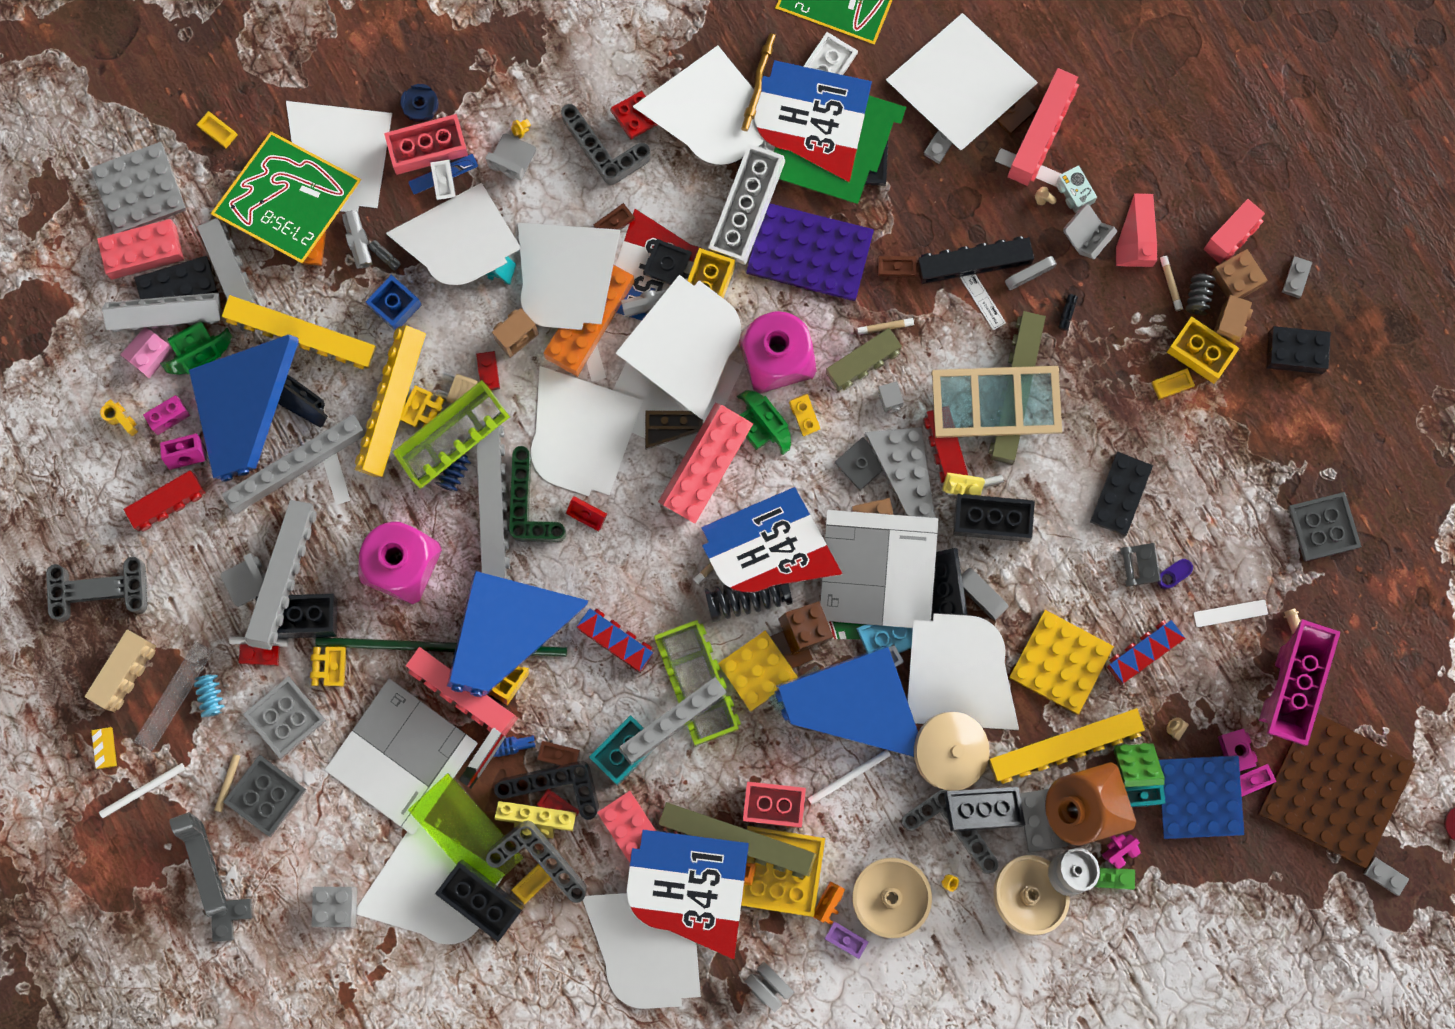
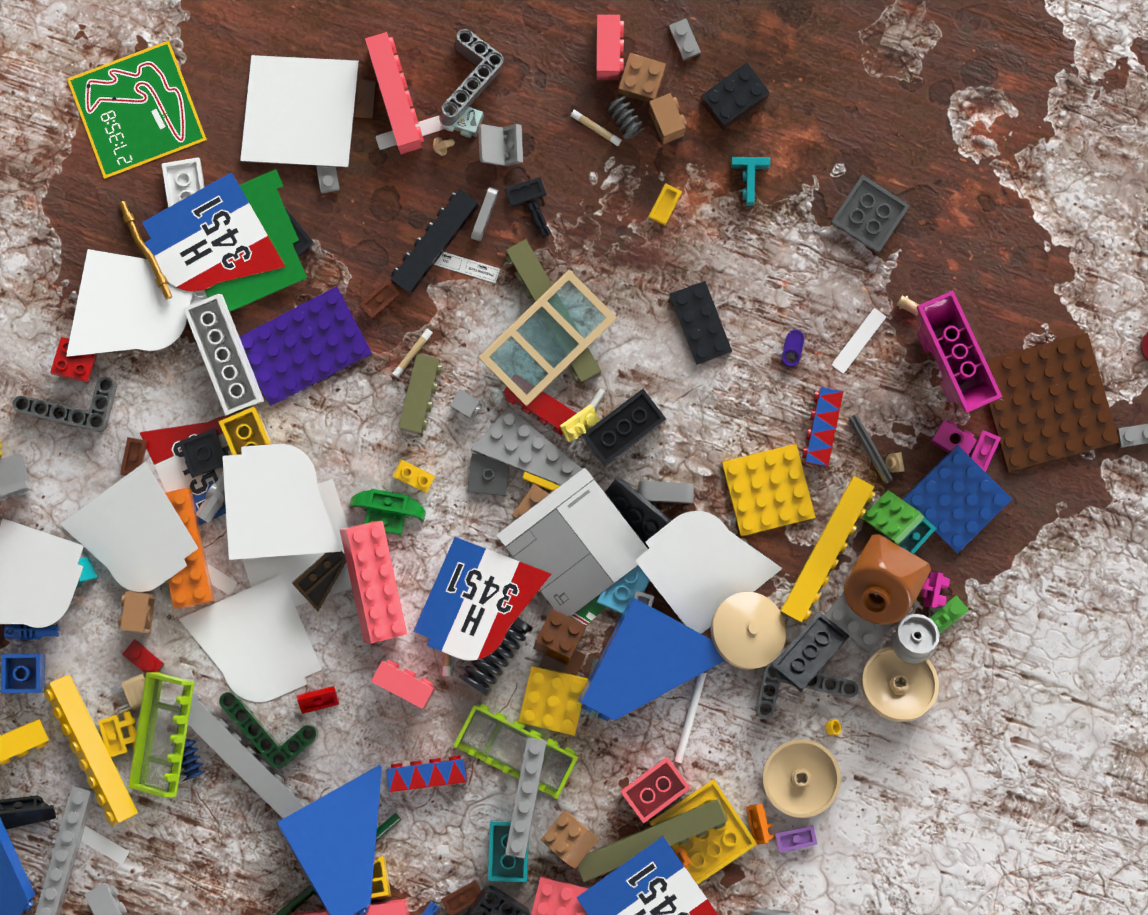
camera: 40 degrees left, 5 degrees up
(408, 577) = (229, 871): dark pink piece -> none
(423, 277) = (26, 632): none -> blue hinge
(660, 557) = (404, 683): none -> coral brick
(677, 782) = (569, 839): none -> medium nougat brick
(773, 369) = (361, 463): dark pink piece -> none
(896, 506) = (542, 483): none -> yellow tile
(1075, 283) = (525, 192): none -> black plate
(1104, 172) = (474, 80): none -> dark grey beam
(1138, 236) = (541, 116): coral wedge -> none
(1147, 564) = (766, 359): dark grey plate -> none
(1167, 701) = (870, 449): none -> dark grey axle
(1203, 350) = (665, 160): yellow brick -> none
(1265, 410) = (750, 165): none -> teal bracket

